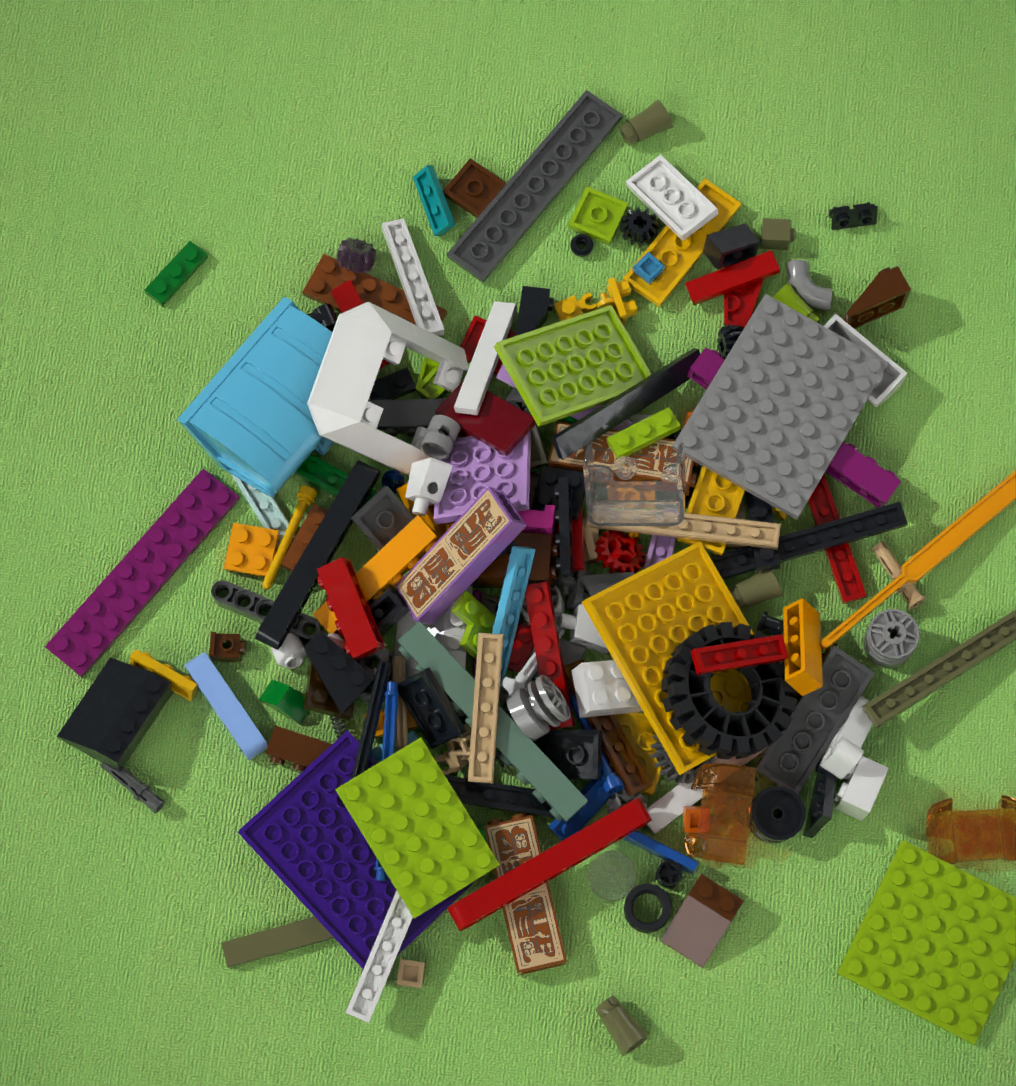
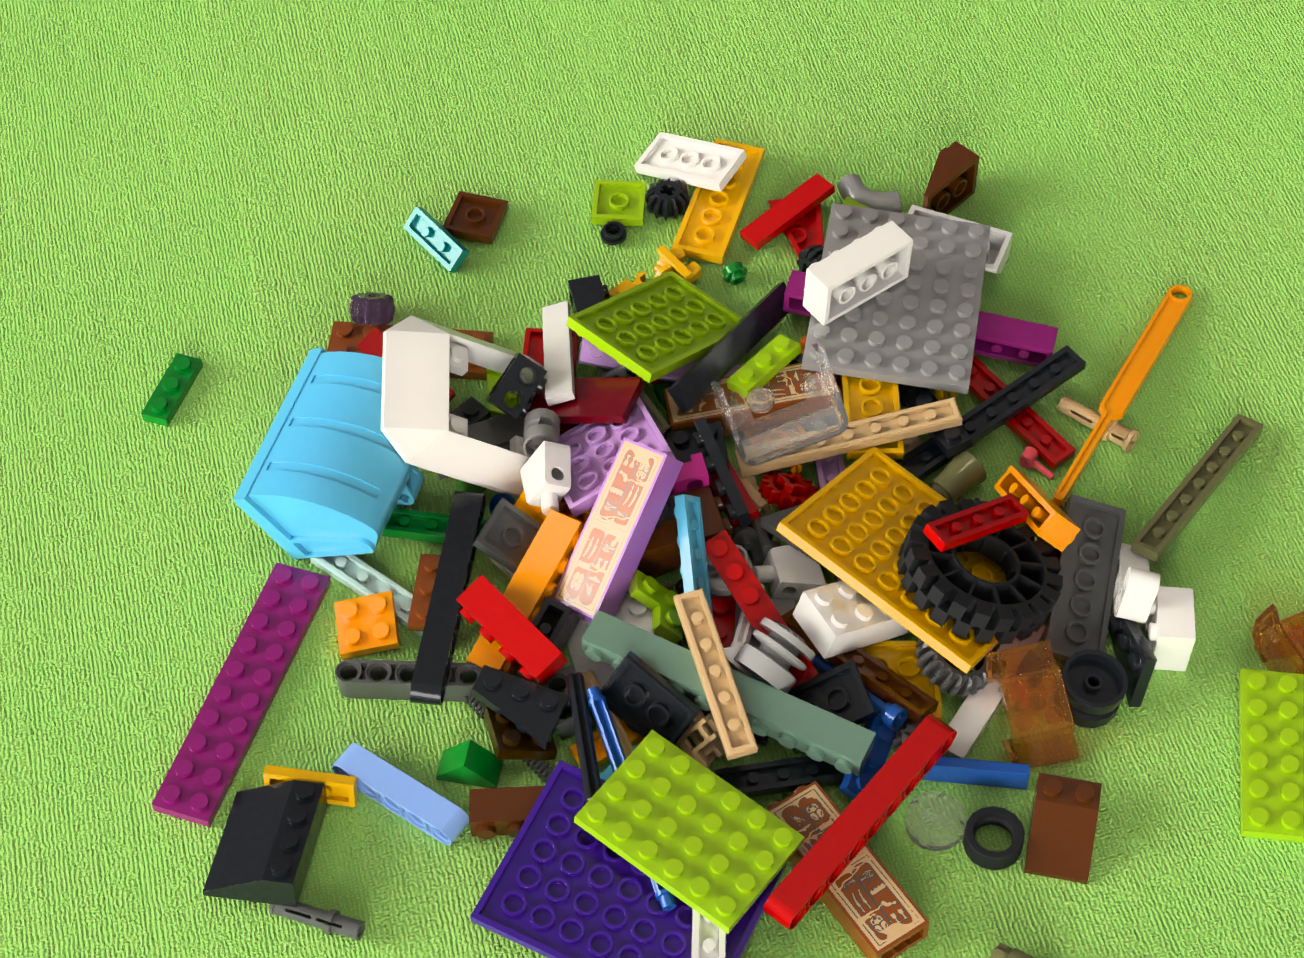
camera: 20 degrees left, 20 degrees down
(220, 654) = (377, 731): reddish brown brick -> none
(290, 653) = (454, 714): white head -> none
(306, 496) = (409, 553): yellow piece -> none
(412, 276) = (438, 304): white plate -> none
(432, 382) = (511, 381): none -> black brick
(534, 186) = (538, 200): dark grey plate -> none
(645, 124) = (633, 110): olive plant -> none
(648, 268) = (695, 228): dark azure tile -> none
(665, 322) = (734, 273): none -> green plate
(668, 869) = (1000, 791): black wheel -> none
(691, 818) = (997, 727): orange plate -> none
(730, 246) = (772, 183): black brick -> none
(747, 383) = (857, 272): none -> white brick
(776, 234) = (812, 161): olive brick -> none
(826, 588) = (1028, 460): none -> coral hand
(859, 216) = (884, 129): black hinge -> none
(887, 651) = (1124, 476): light grey wheel -> none

